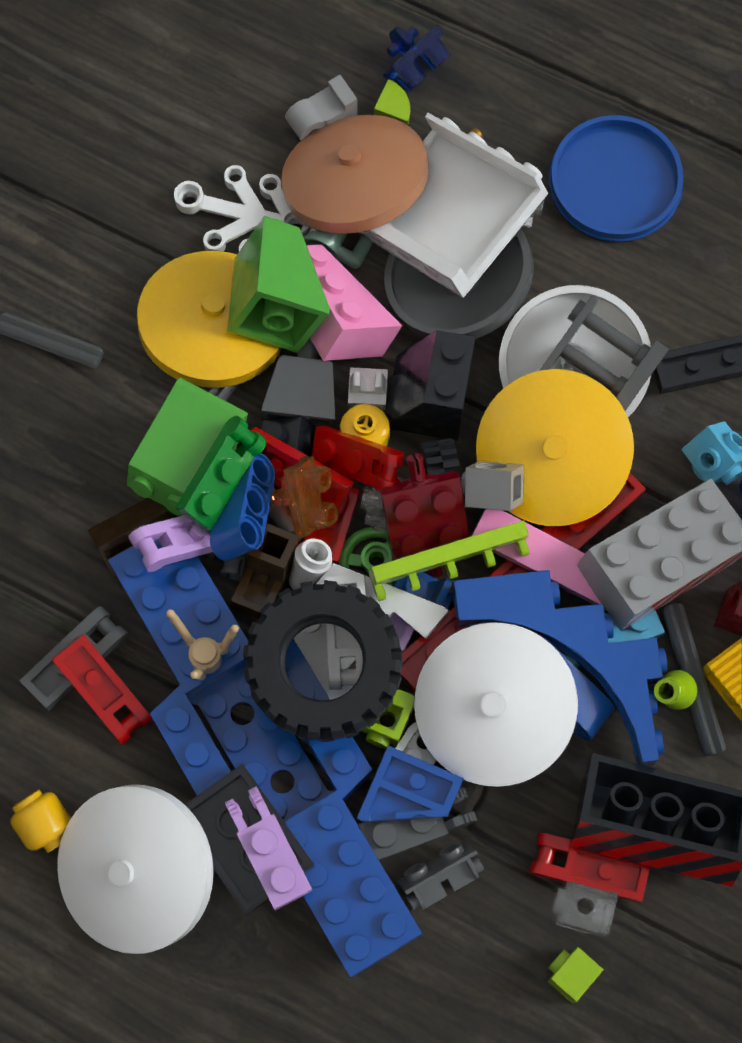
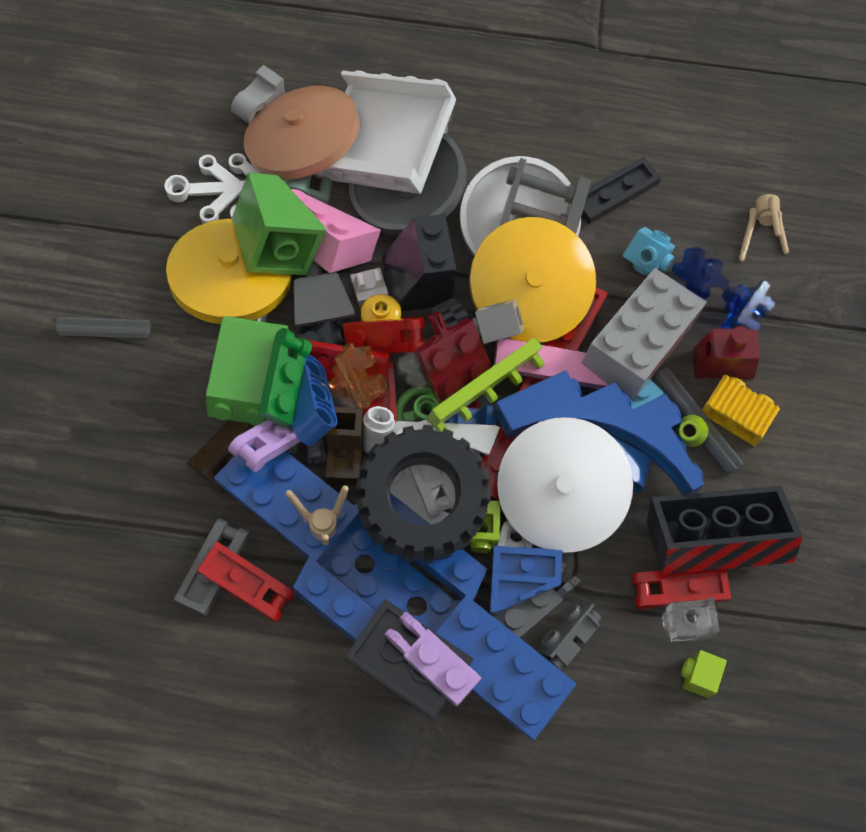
camera: 25 degrees left, 5 degrees down
(40, 821) = (232, 707): yellow head -> none
(135, 869) = (327, 716): white dish -> none
(393, 103) = (309, 76): lime tile -> none
(429, 48) = (310, 50): clear blue hips -> none
(616, 178) = (496, 83): blue brick -> none

